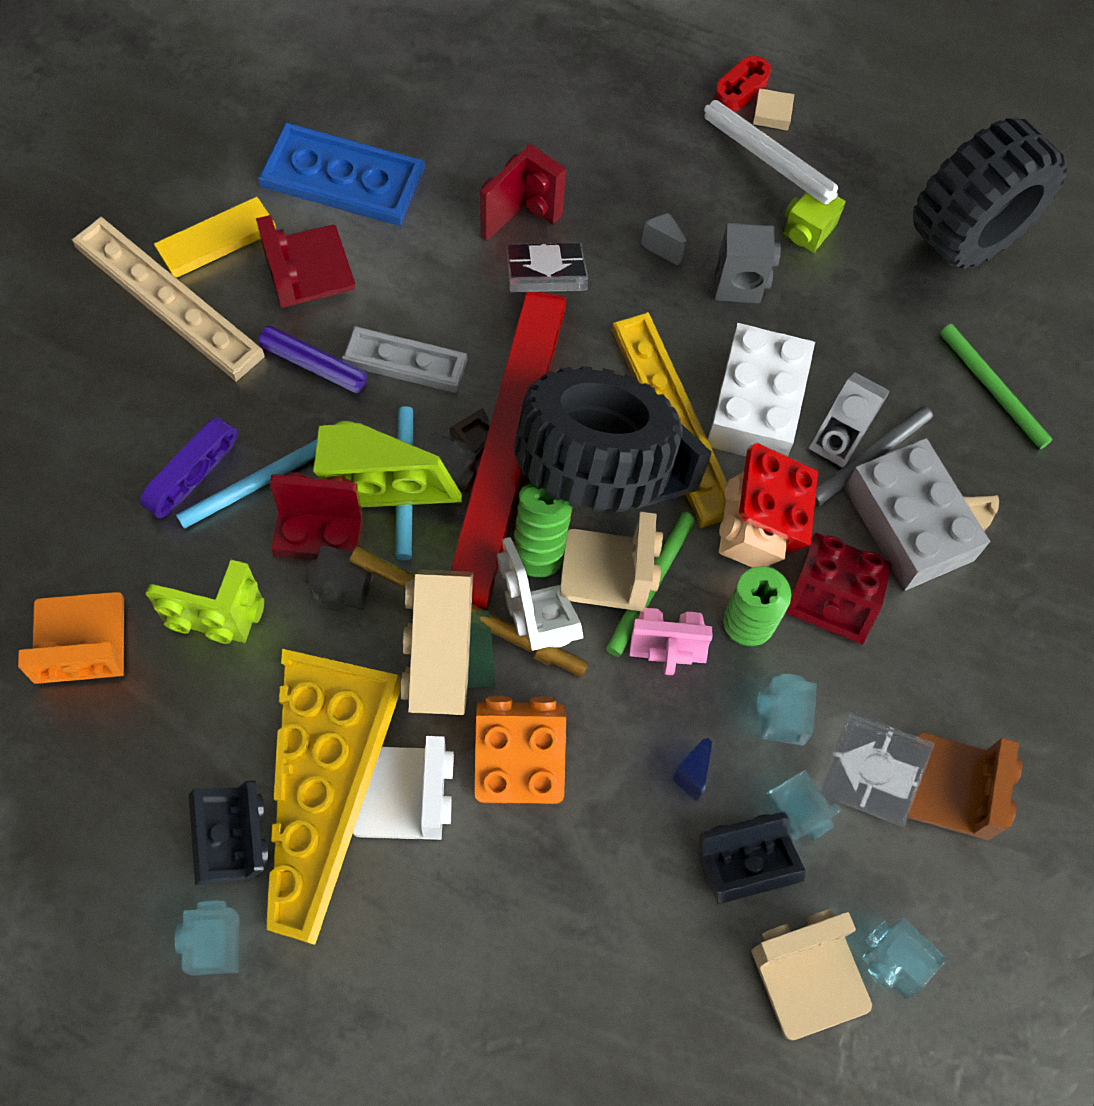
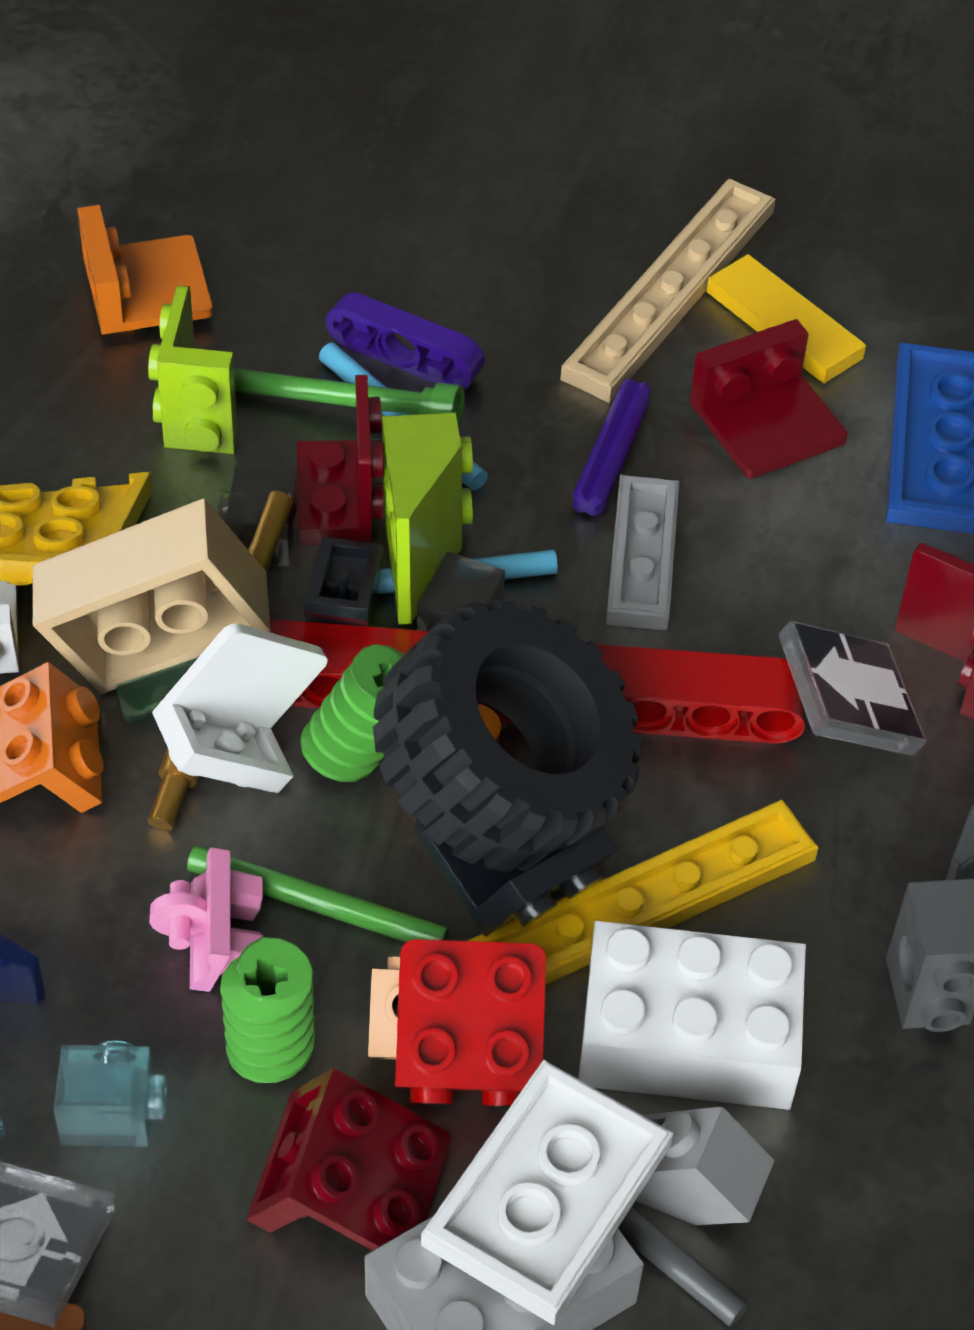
camera: 85 degrees right, 15 degrees down
(266, 451) = (436, 400): none -> bright green piece
(426, 530) = (344, 583): none -> black slope
(612, 567) = (325, 824): tan bracket -> none
(894, 471) = (547, 1191): none -> white tile

